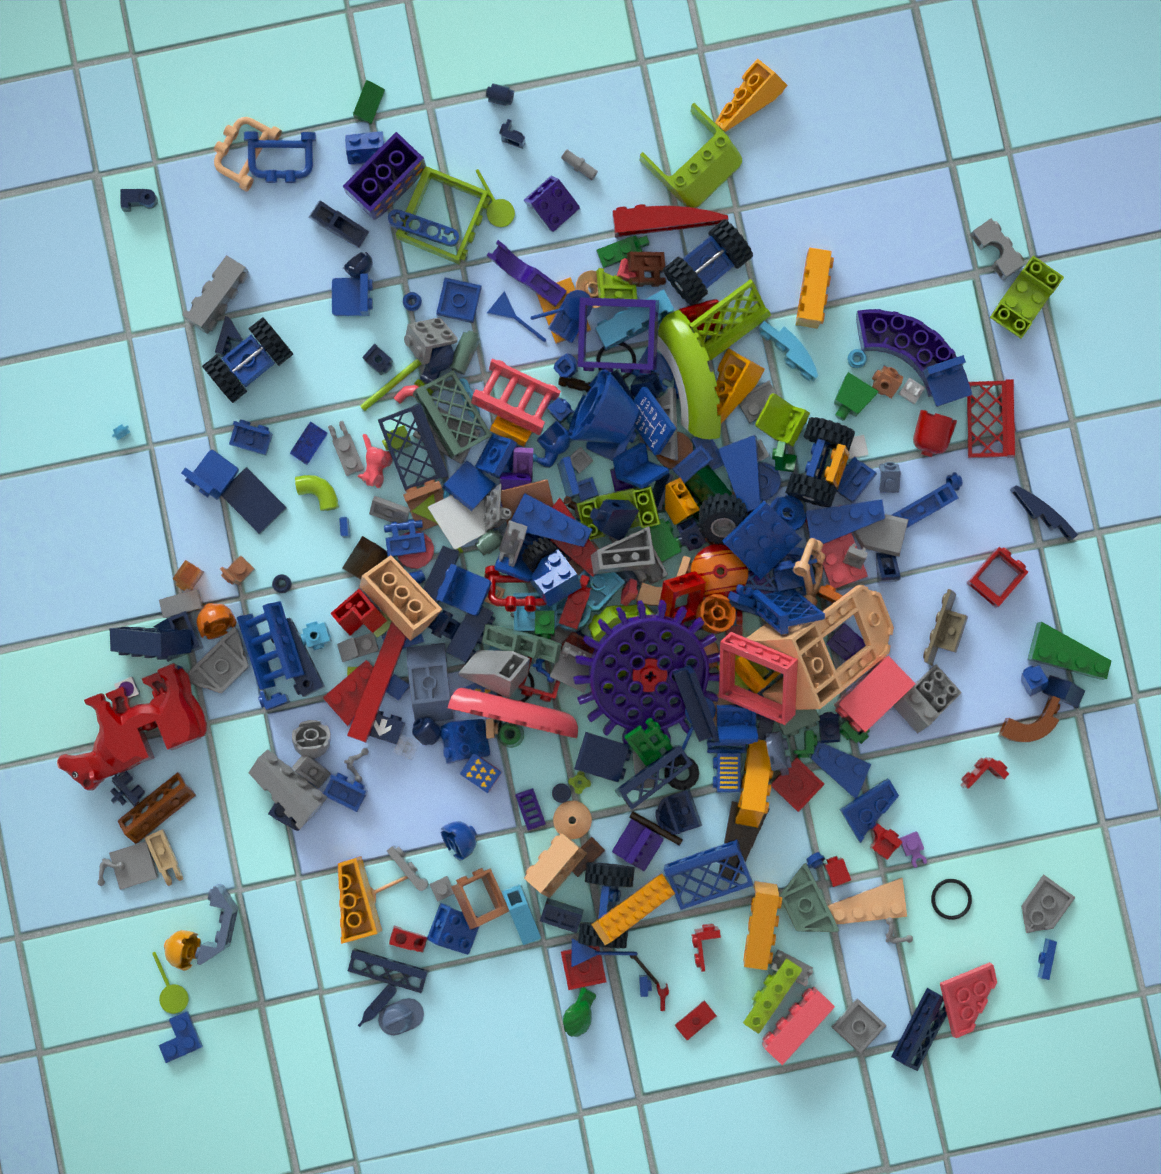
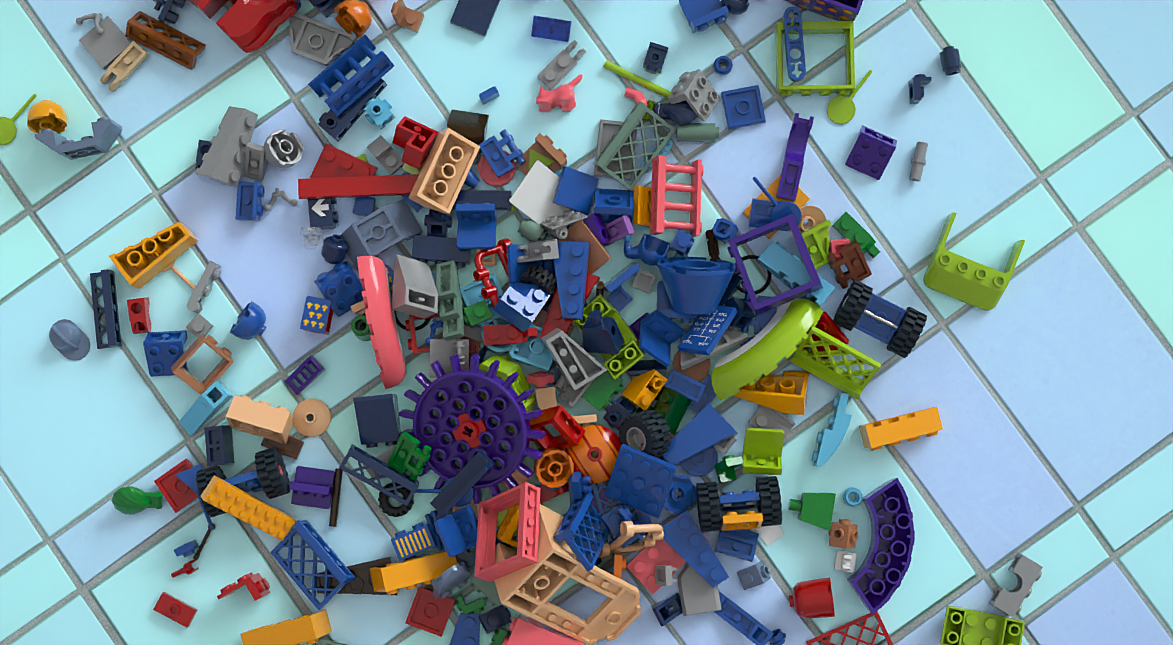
camera: 70 degrees right, 0 degrees up
(275, 583) = (414, 56): dark blue plate -> none
(275, 701) = (306, 103): blue bracket -> none
(320, 488) = (515, 56): lime cylinder -> none
(378, 1003) = (72, 314): dark blue piece -> none
(389, 510) = (521, 128): light grey plate -> none
(397, 442) = (589, 107): lime brick -> none
(428, 440) = (599, 135): dark blue fence -> none
(503, 308) = (754, 150): blue piece -> none
(561, 793) = (331, 397): dark blue tile -> none
(579, 777) = (342, 410): lime plate -> none
(654, 219) = (902, 258): red slope -> none
(678, 813) = (357, 512): dark blue slope -> none
(757, 90) = (1061, 294): light orange wedge -> none
(845, 642) = (581, 600): dark purple plate -> none
(948, 381) = (867, 592): blue bracket -> none

